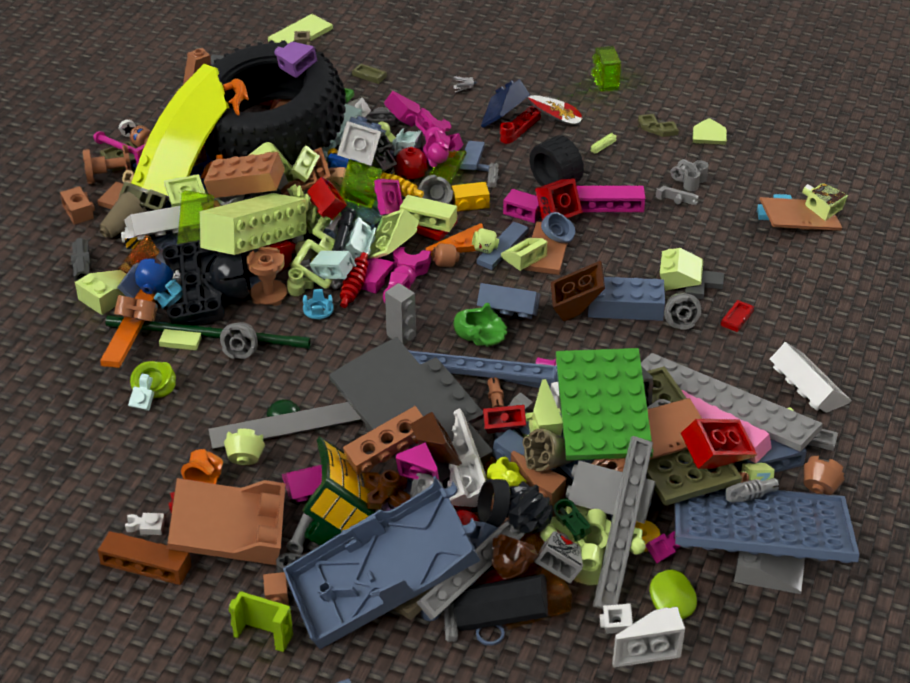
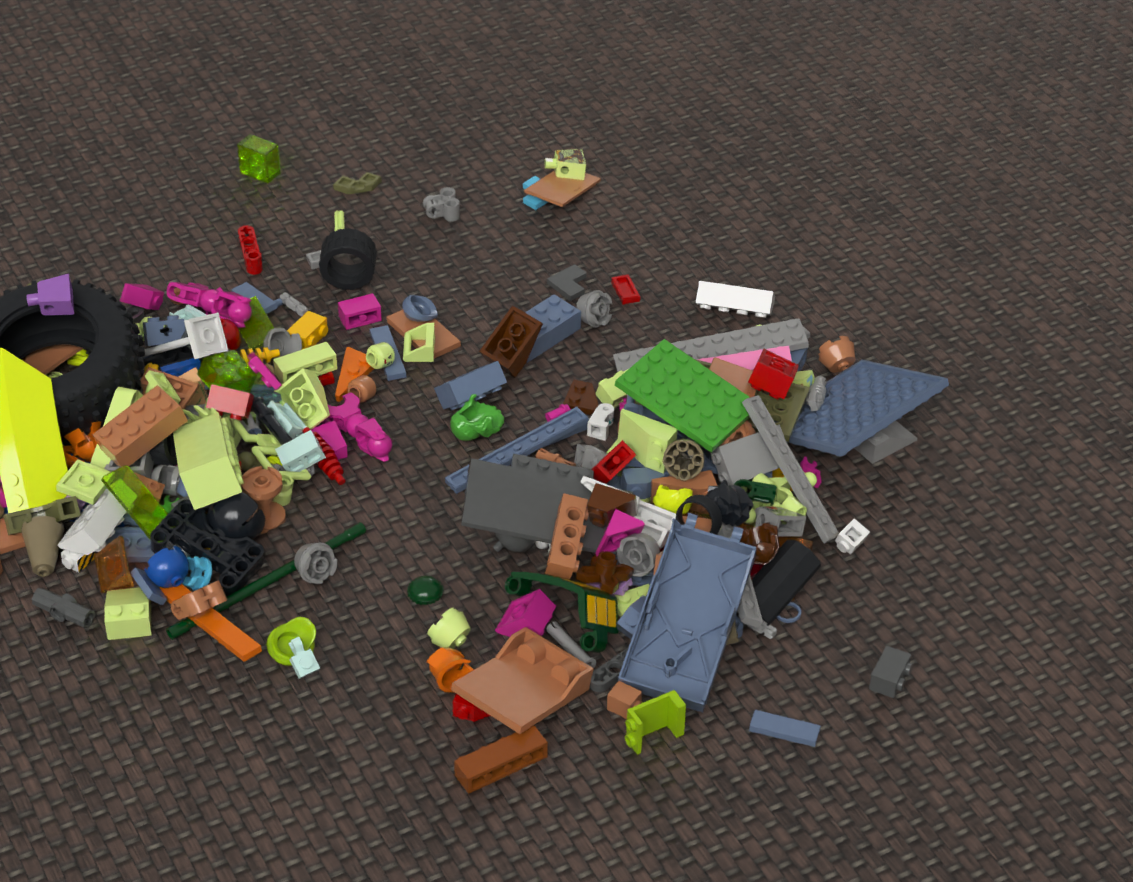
camera: 50 degrees left, 0 degrees up
(147, 524) = (457, 738): white plate -> none
(180, 339) = (255, 601): yellowish green tile -> none
(241, 93) = (39, 355): orange piece -> none
(289, 423) = (447, 592): light grey tile -> none
(314, 307) = (318, 492): medium azure piece -> none
(400, 313) = (417, 450): light grey brick -> none
(468, 83) = (152, 242): flat silver piece -> none
(504, 101) = (221, 238): dark blue slope -> none
(556, 109) = (266, 218): shield -> none
(559, 197) = (390, 286): red brick -> none
(611, 198) = (414, 263): dark pink brick -> none
(650, 639) = (894, 526): white slope -> none
(672, 590) = (856, 498): lime piece -> none
(676, 195) = (456, 228): light grey piece -> none
(680, 269) = (546, 280): yellowish green slope -> none
(709, 133) = (407, 164): yellowish green slope -> none

